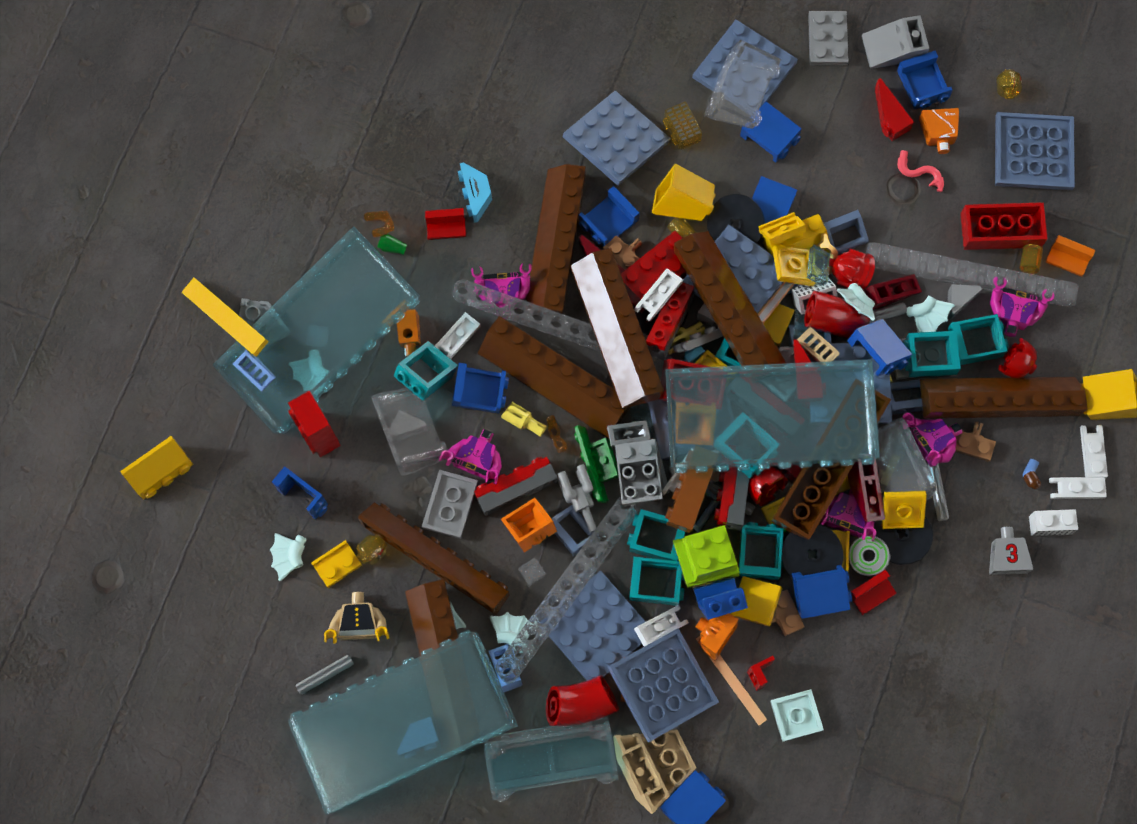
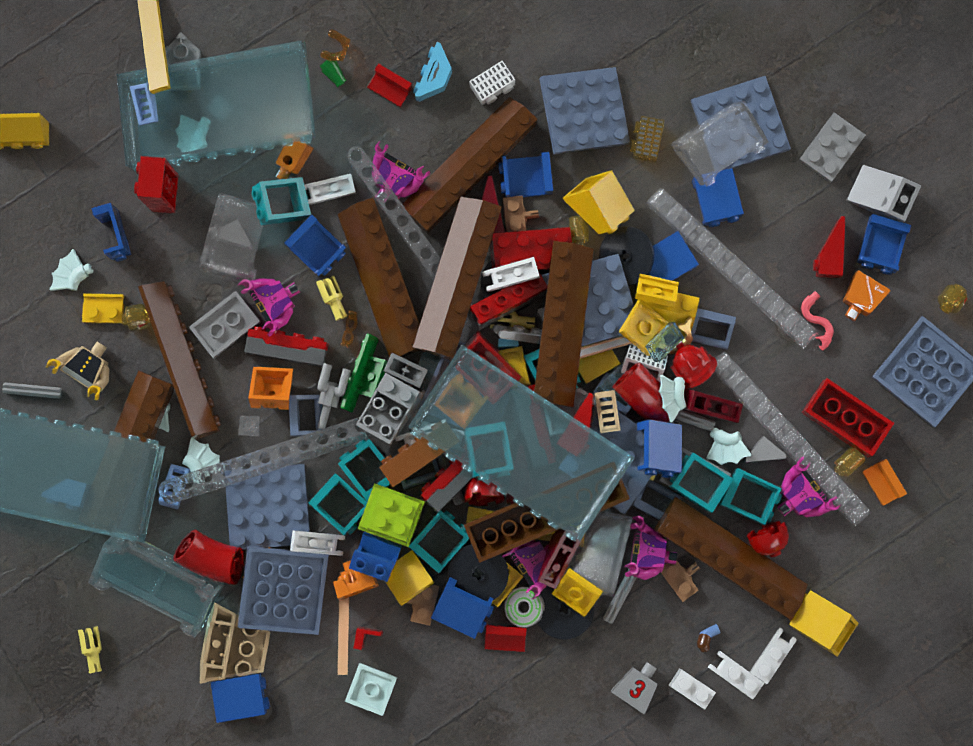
camera: 35 degrees right, 10 degrees up
(527, 166) = (492, 83): none -> white brick
(825, 177) = (732, 268): none -> clear beam

